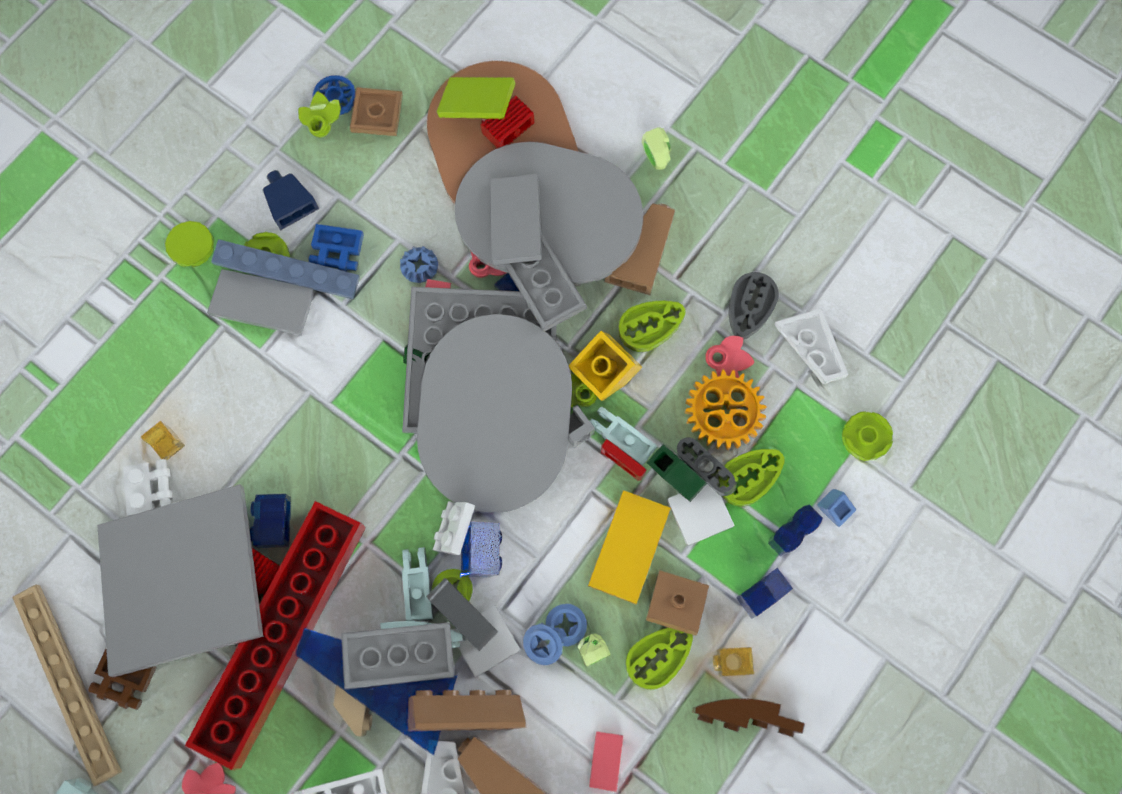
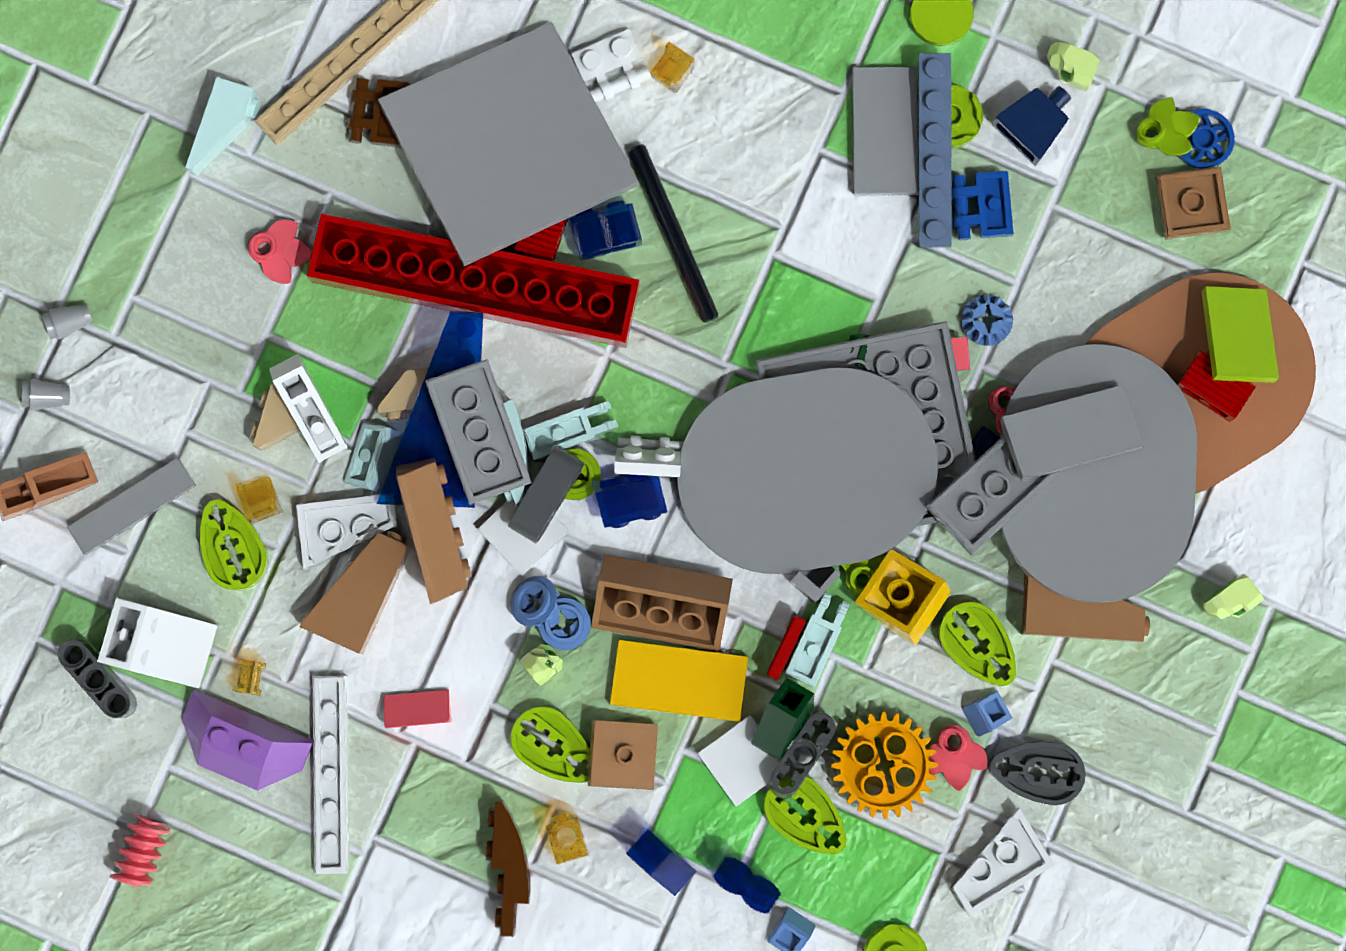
camera: 75 degrees right, 10 degrees up
(254, 163) = (1073, 64): none -> yellowish green rock
(289, 470) = (674, 233): none -> black axle
(395, 750) = (372, 456): none -> light aqua slope
(567, 545) = (661, 603): none -> medium nougat slope
(702, 330) = (987, 713): none -> medium blue slope

